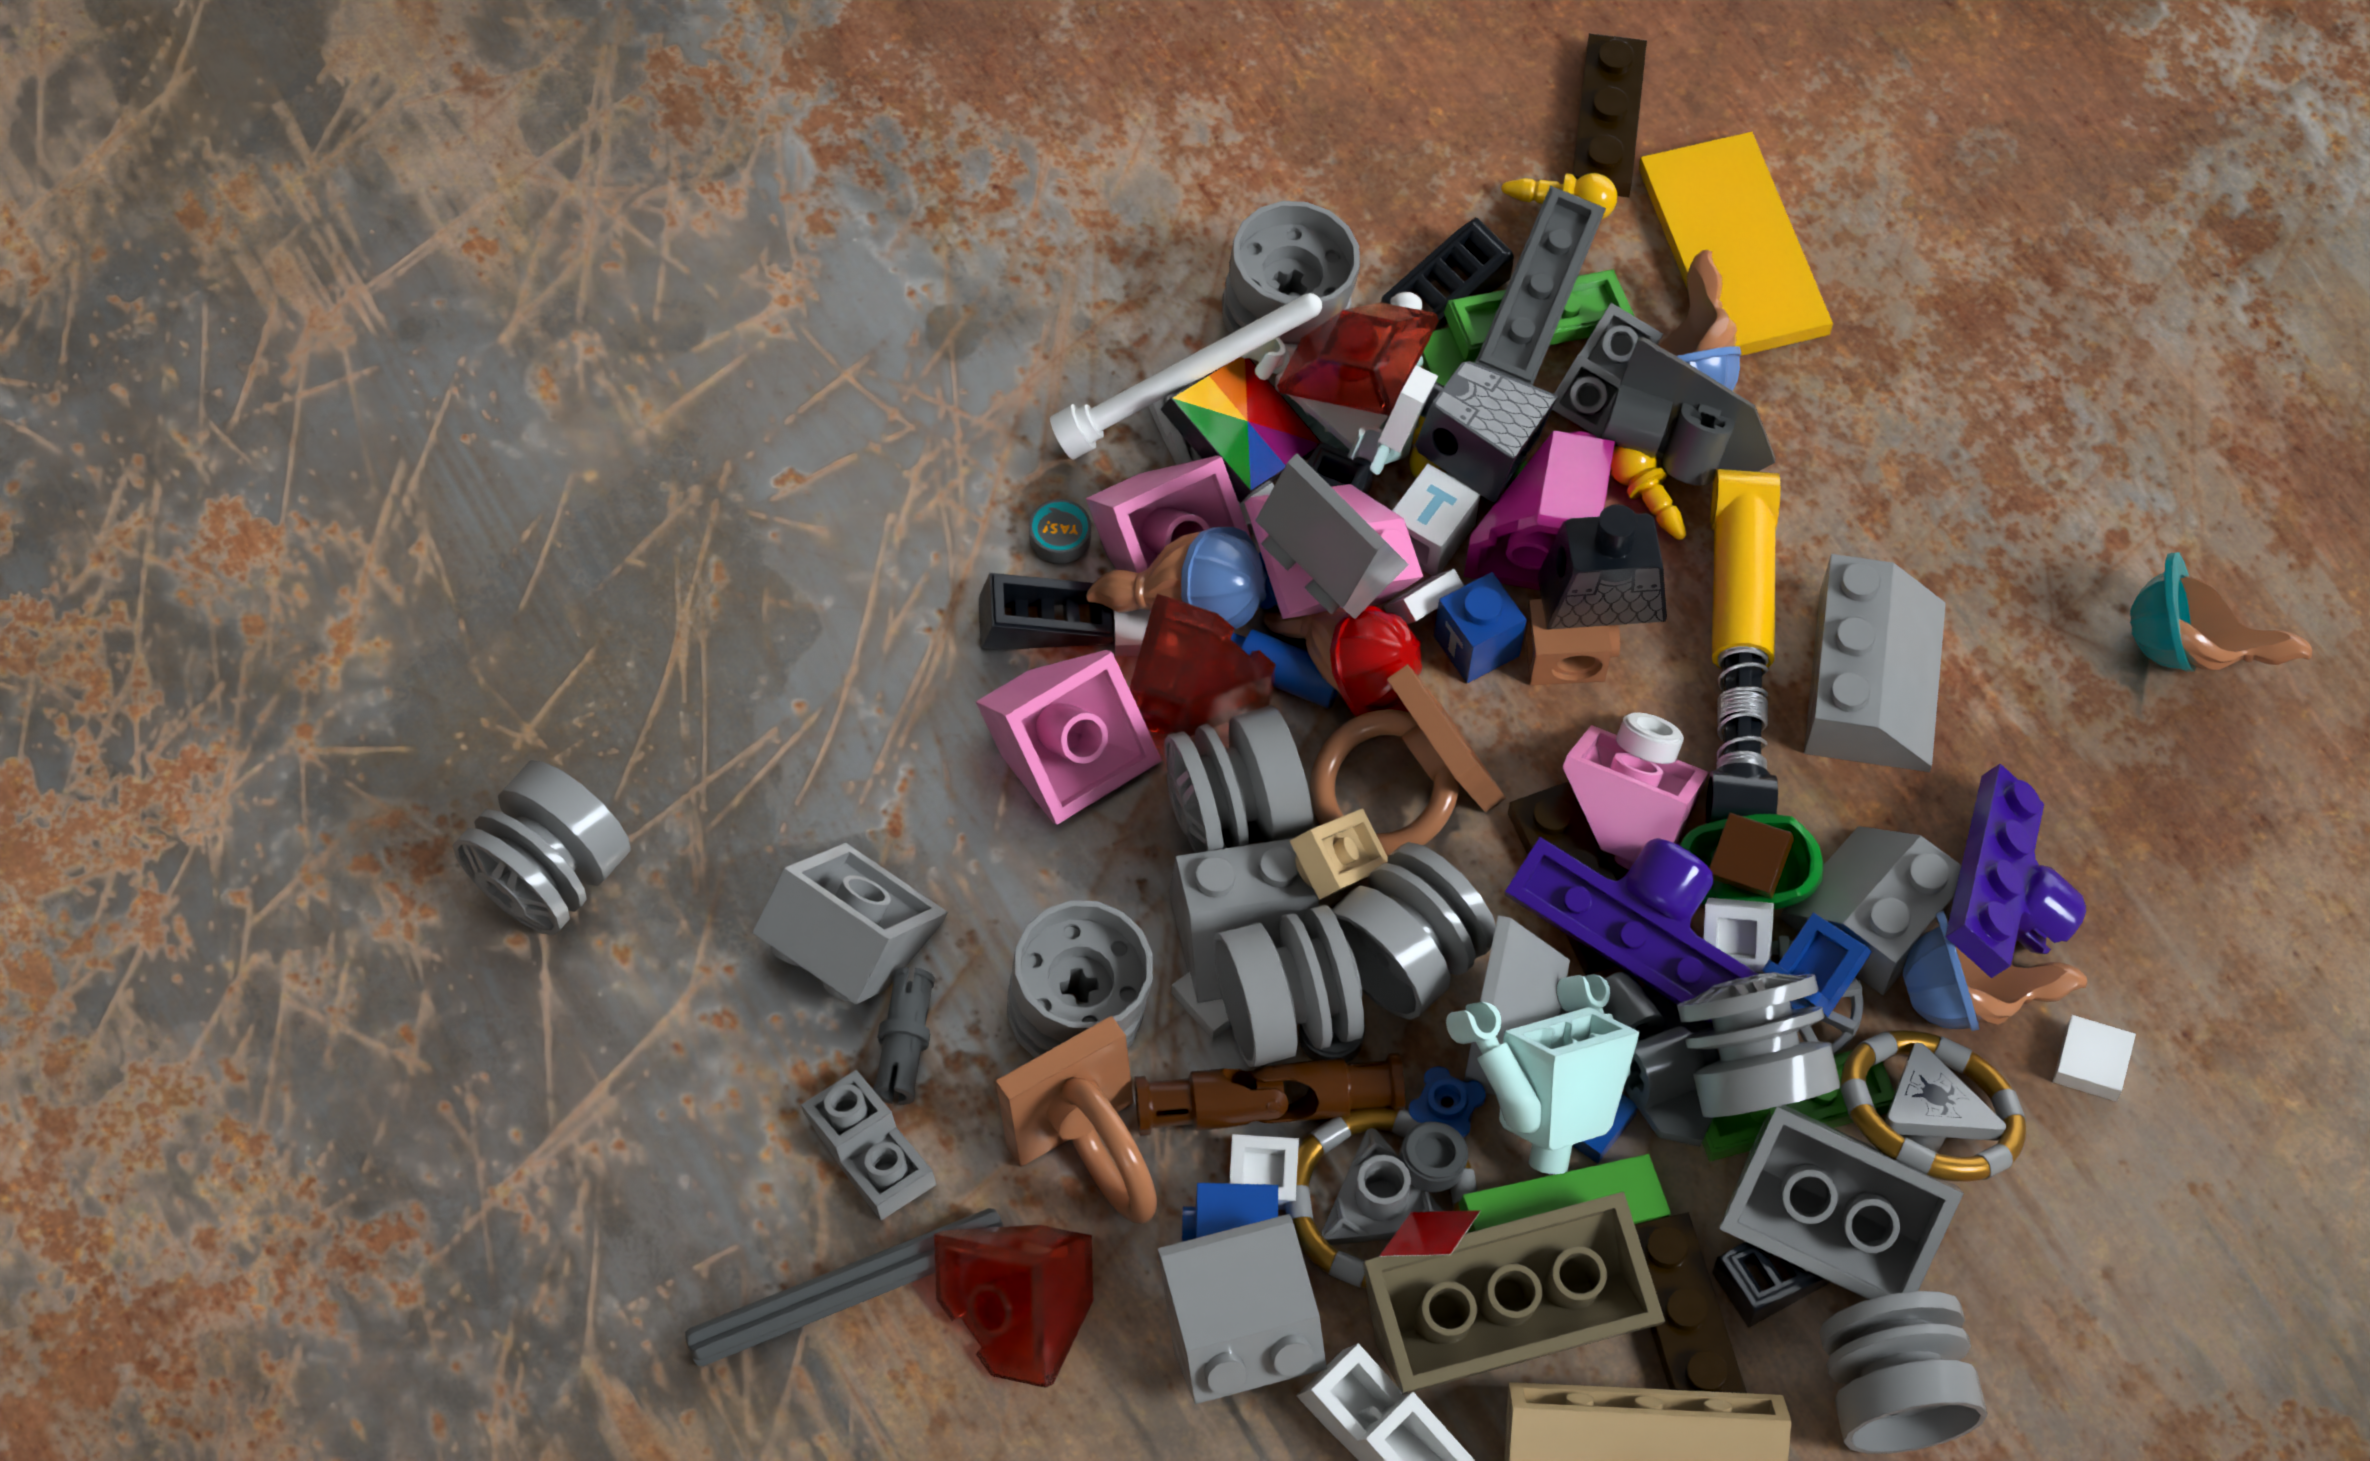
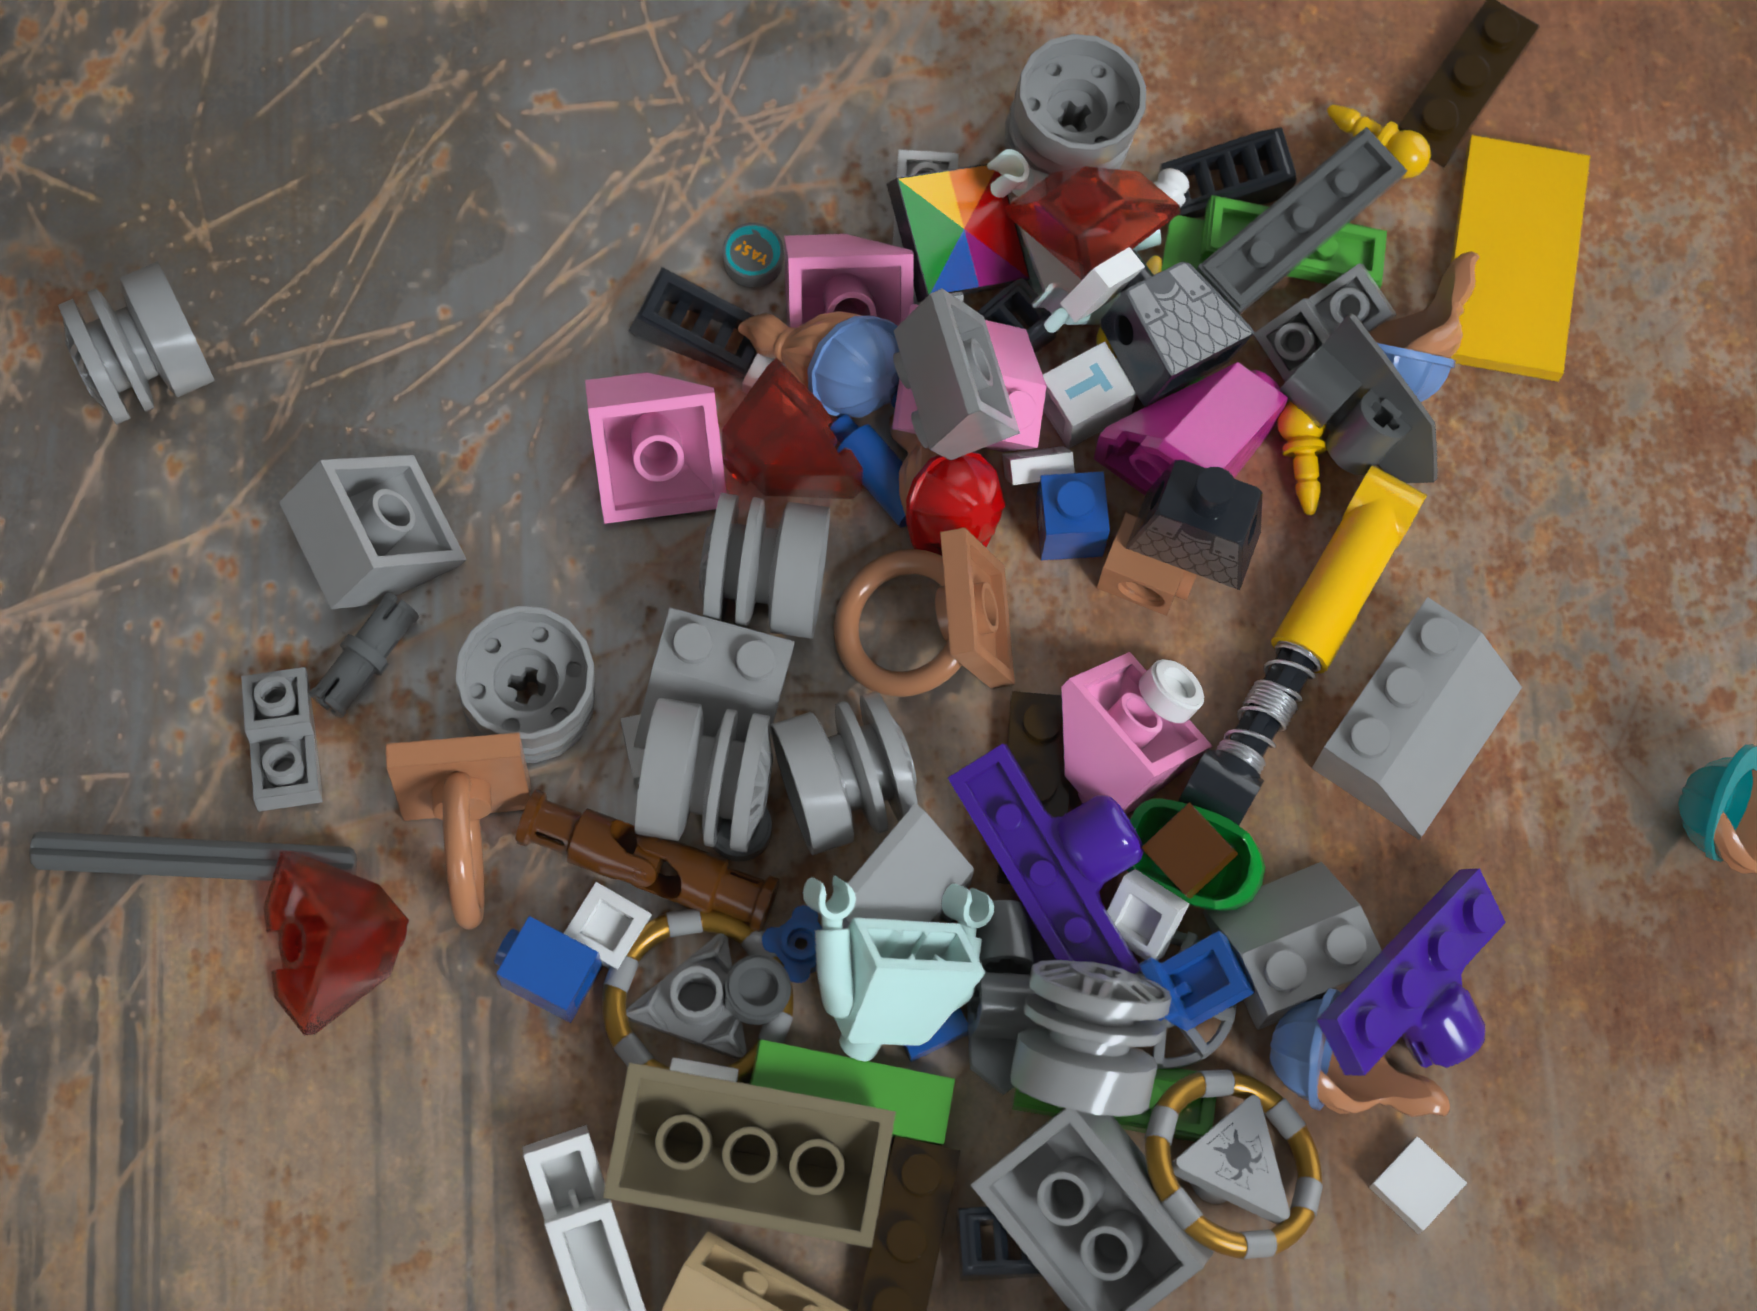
camera: 25 degrees right, 10 degrees up
(1081, 427) = (817, 167): white piece -> none
(1241, 1309) = (501, 1052): light grey slope -> none
(1338, 853) = (818, 673): tan plate -> none
(1430, 1233) = (703, 1064): red sticker -> none

